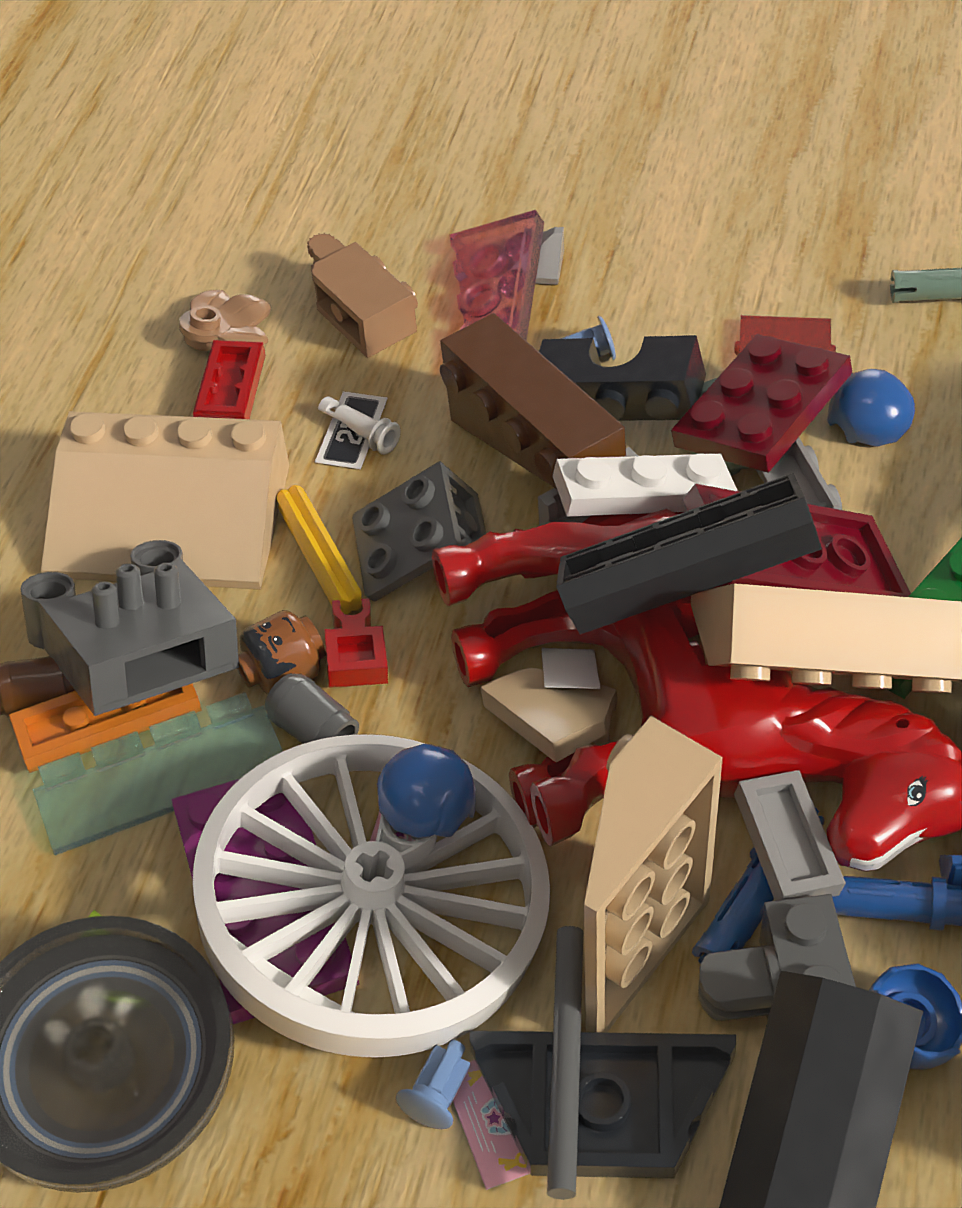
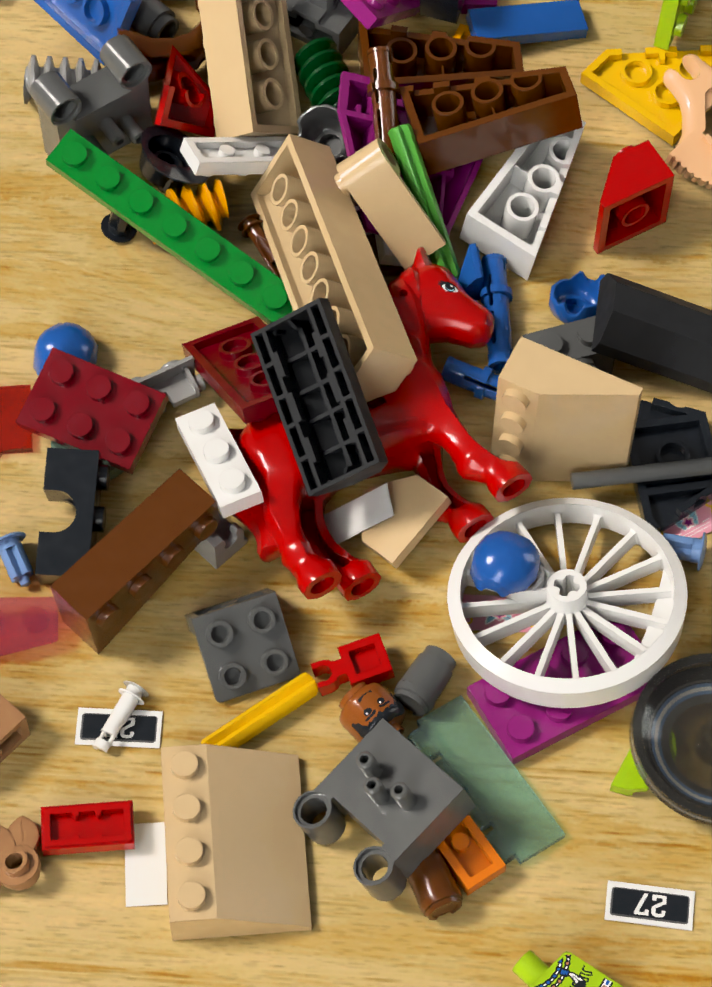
camera: 105 degrees left, 10 degrees up
(788, 837) = (475, 365): light grey tile -> none

